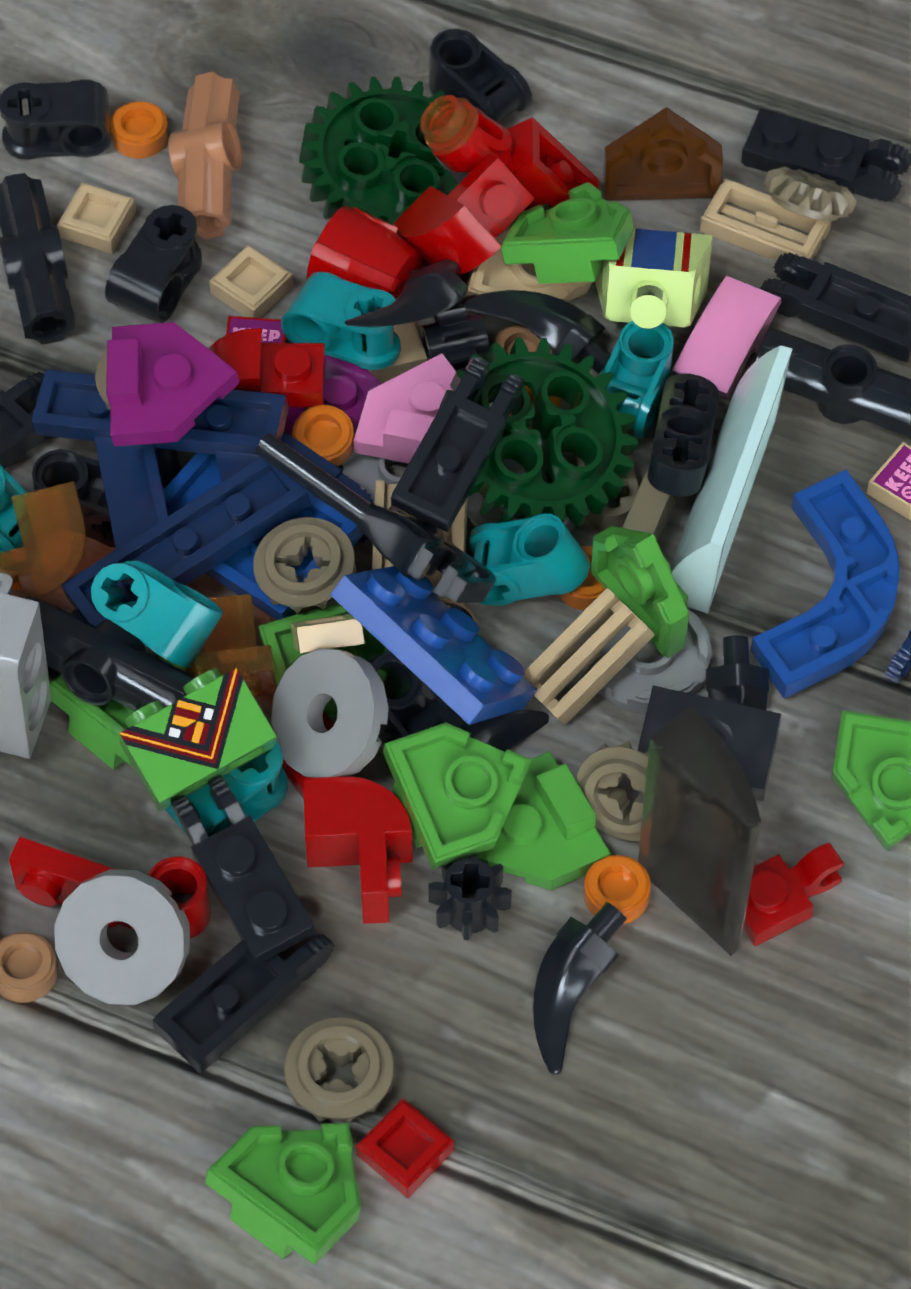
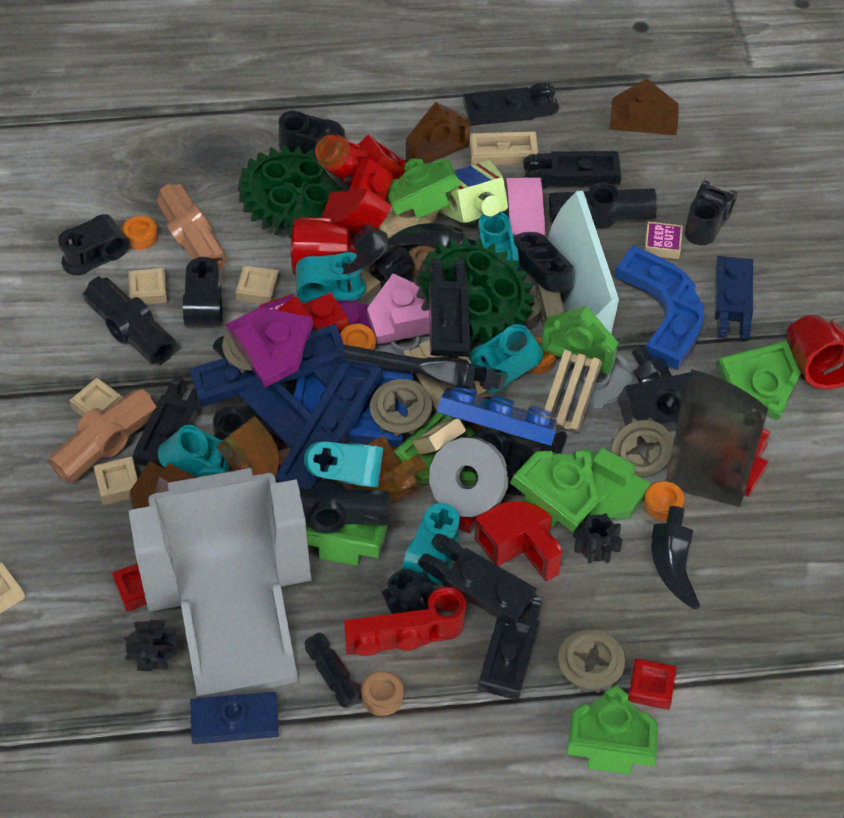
camera: 30 degrees left, 5 degrees down
(92, 959) = (445, 668): light grey tile -> none
(141, 838) = (407, 591): none -> black gear
(196, 737) = (414, 519): brick -> none
(809, 194) = (519, 123): dark tan gear -> none

